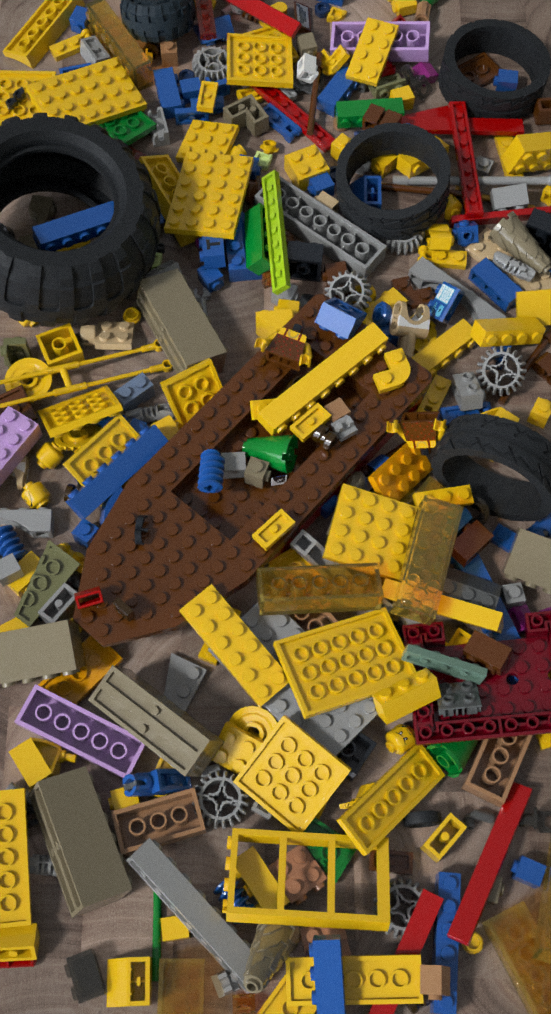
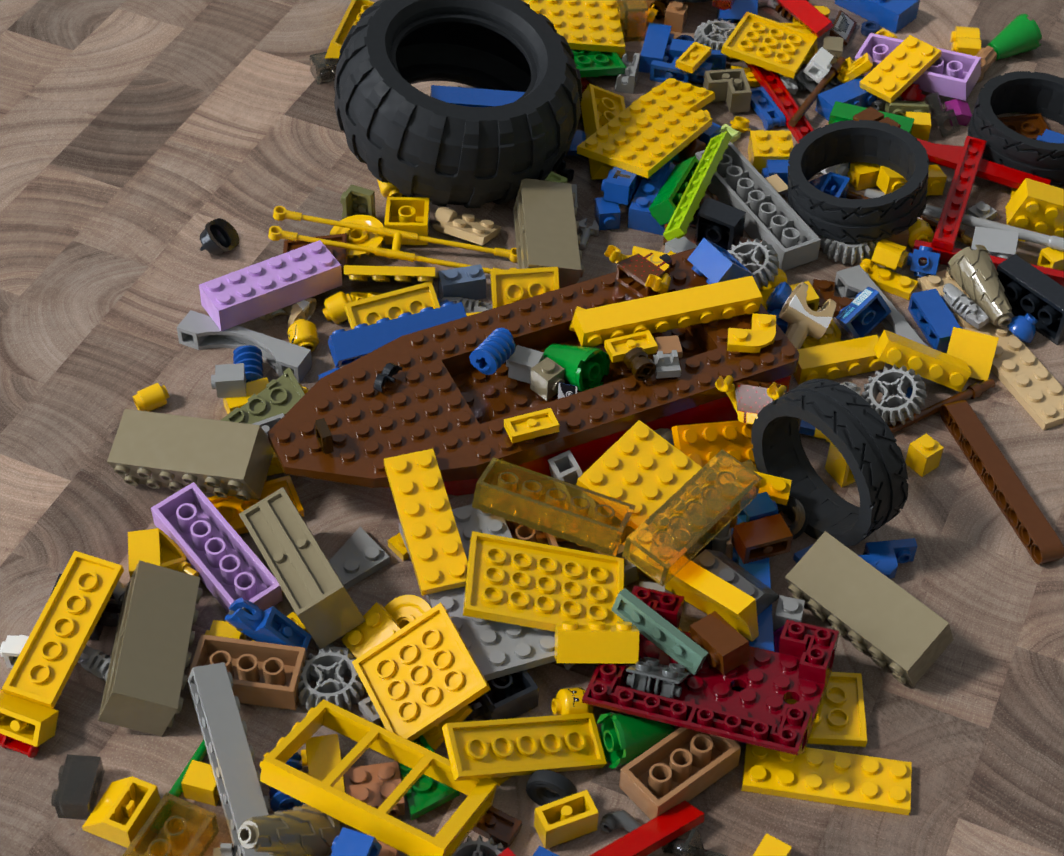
camera: 25 degrees right, 20 degrees down
(89, 592) = (294, 414): red piece -> none
(132, 315) = (502, 219): yellow plate -> none

